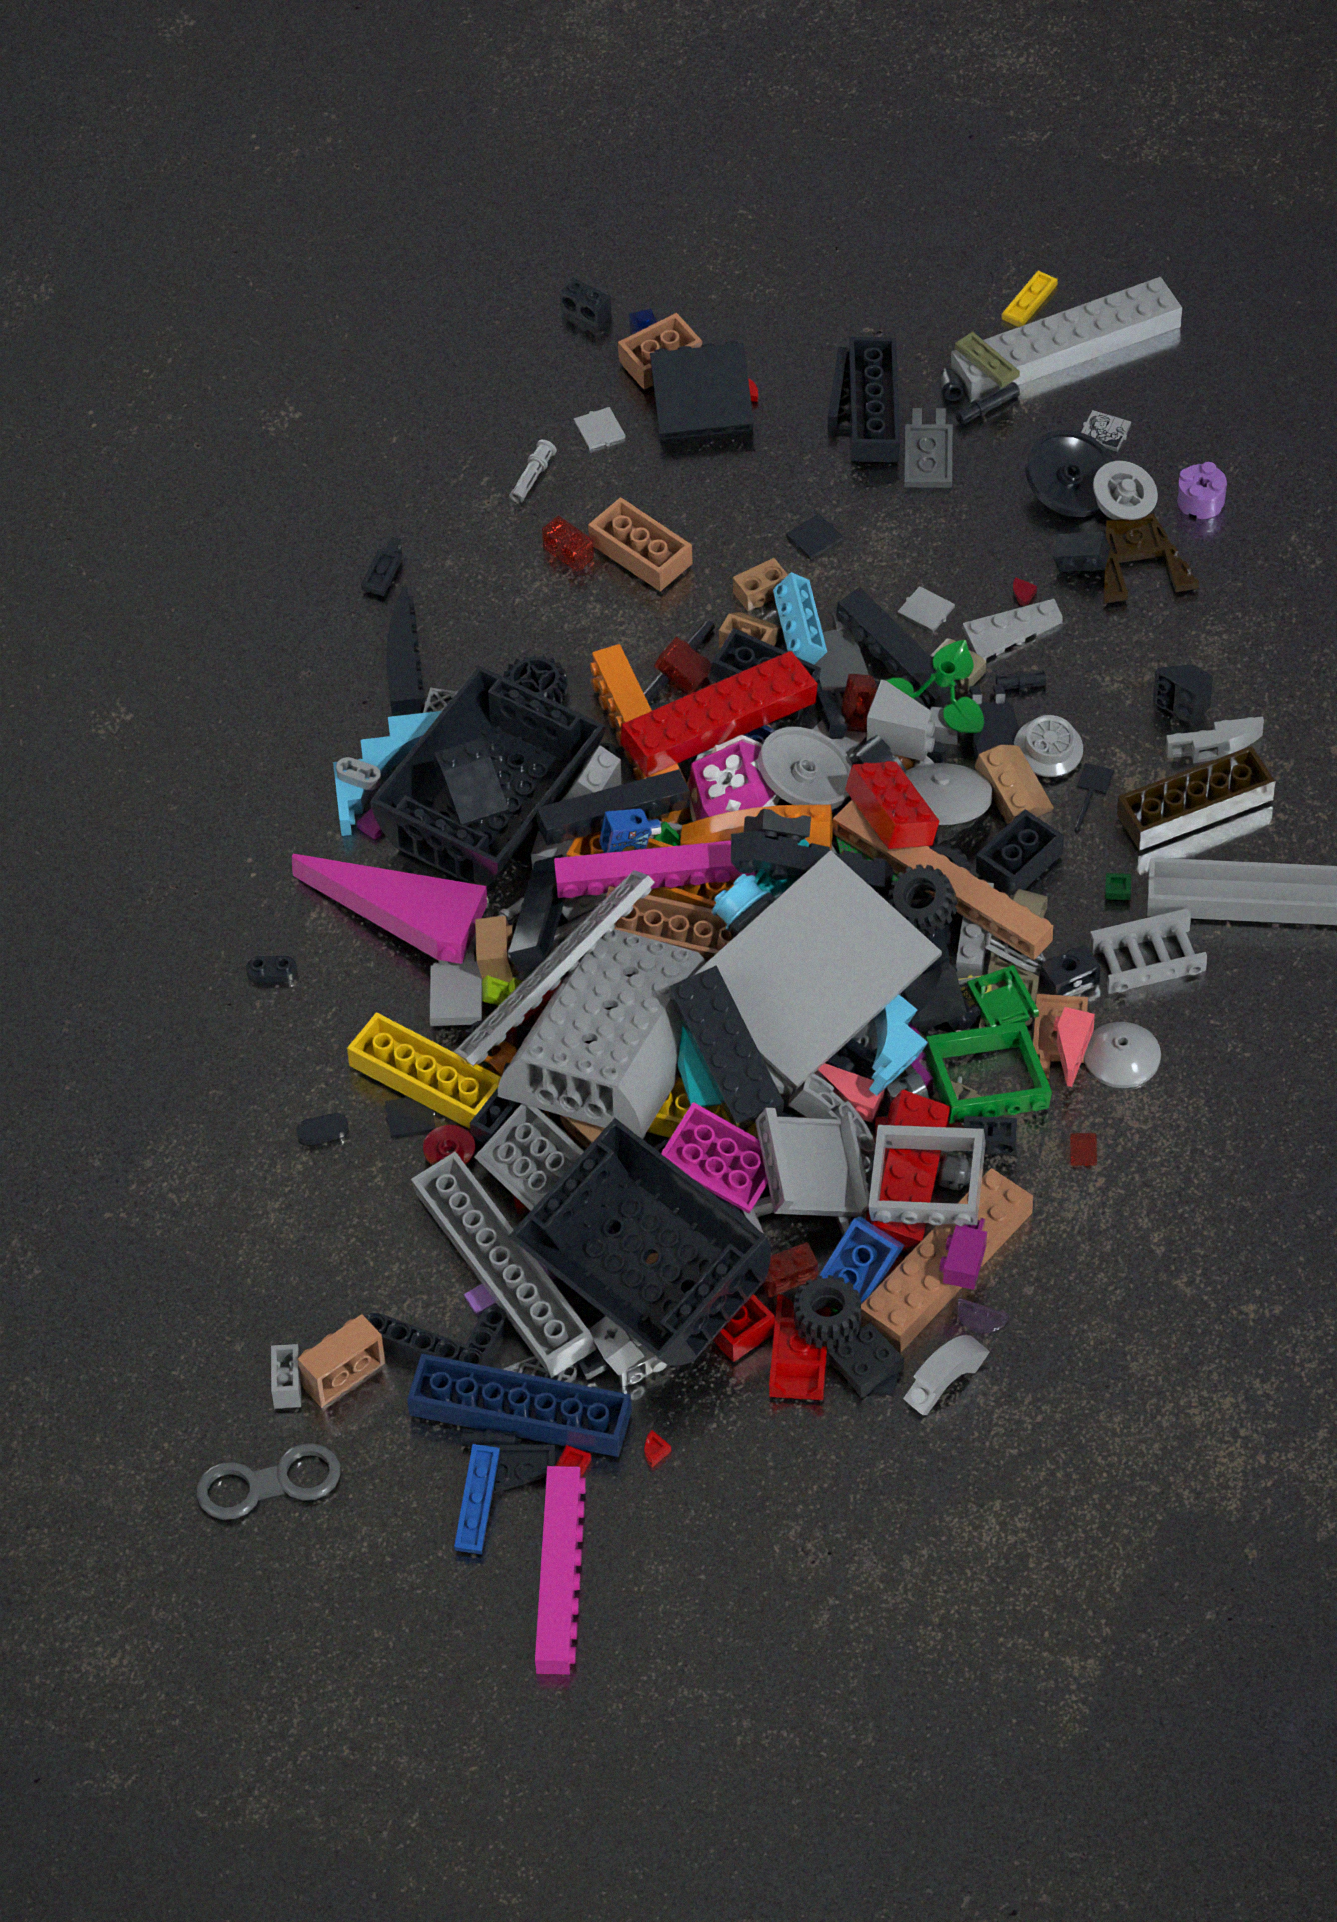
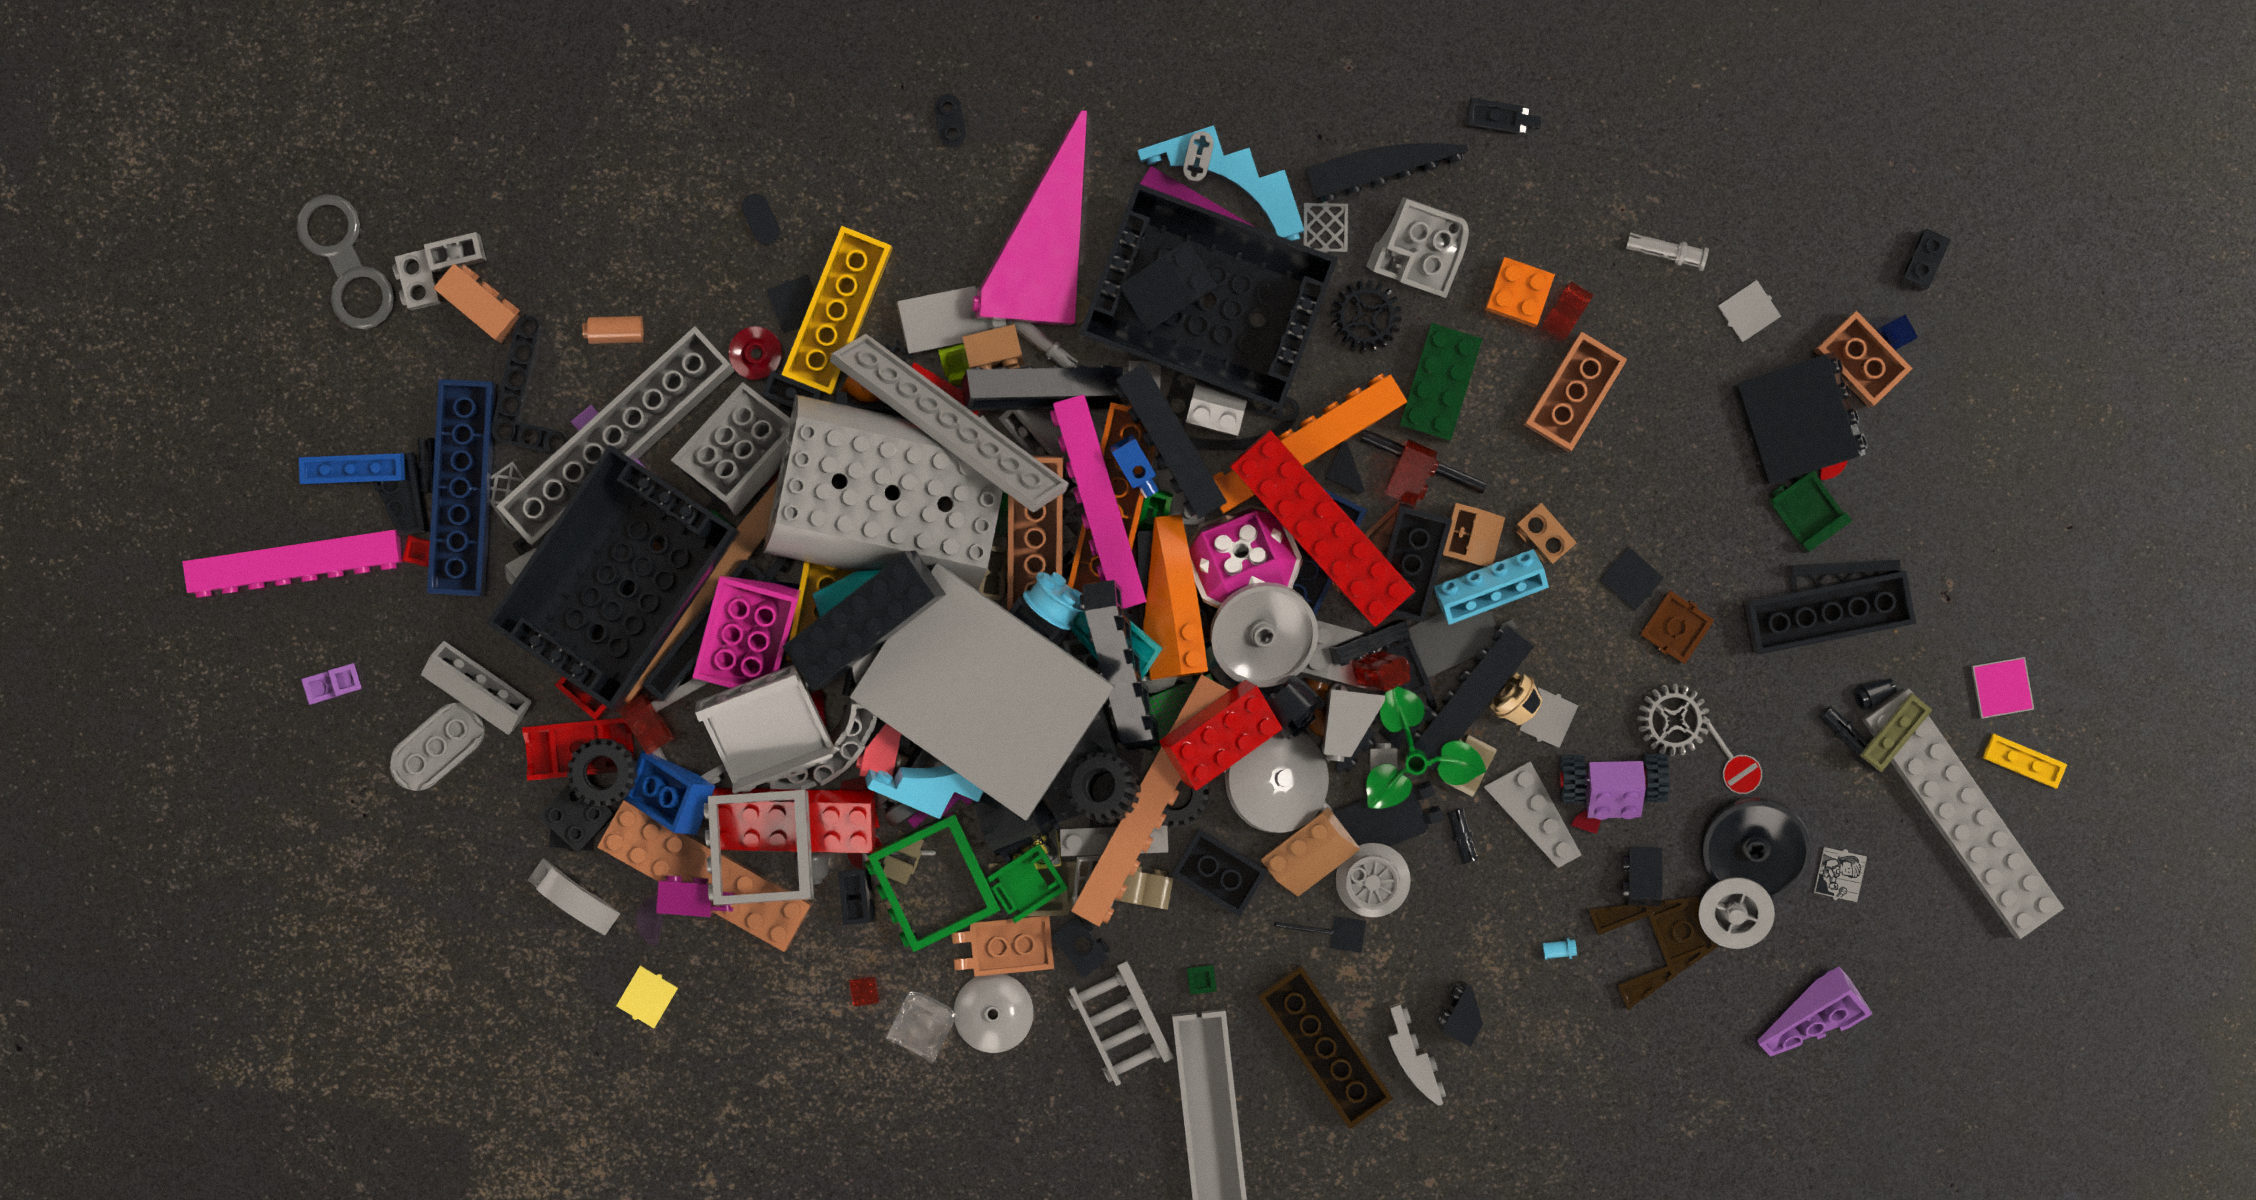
camera: 75 degrees right, 35 degrees up
(303, 1410) = (422, 277): none -> light grey brick
(396, 1258) = (614, 329): none -> nougat brick
(484, 633) = (1421, 247): none -> light grey slope
(542, 573) = (1519, 292): none -> orange brick
(593, 627) = (1440, 382): none -> dark green brick
(655, 1448) = (447, 627): red tile -> none
(690, 1558) = (331, 684): none -> medium lavender slope
(721, 1423) = (476, 687): none -> light grey brick
(773, 1476) = (436, 747): none -> light grey tile
(776, 825) = (1146, 623): black brick -> none
(785, 408) = (1808, 510): none -> dark green panel
(864, 507) = (1677, 627): none -> reddish brown plate
(908, 614) = (1517, 700): none -> tan cone
(928, 452) = (1771, 684): dark grey tile -> none
(946, 512) = (1692, 734): none -> light grey gear
(963, 304) = (2002, 687): none -> dark pink tile
(997, 559) = (1614, 787): none -> brick
(1000, 484) = (1742, 772): none -> red piece
(1057, 1333) = (647, 996): none -> light yellow piece
(1073, 1036) = (984, 963): coral slope -> none
(1125, 1104) = (922, 1025): none -> clear slope
(1136, 621) = (1560, 949): none -> medium azure pin
(1202, 490) = (1774, 1000): medium lavender brick -> none
(1219, 443) = (1824, 1006): none -> medium lavender wedge

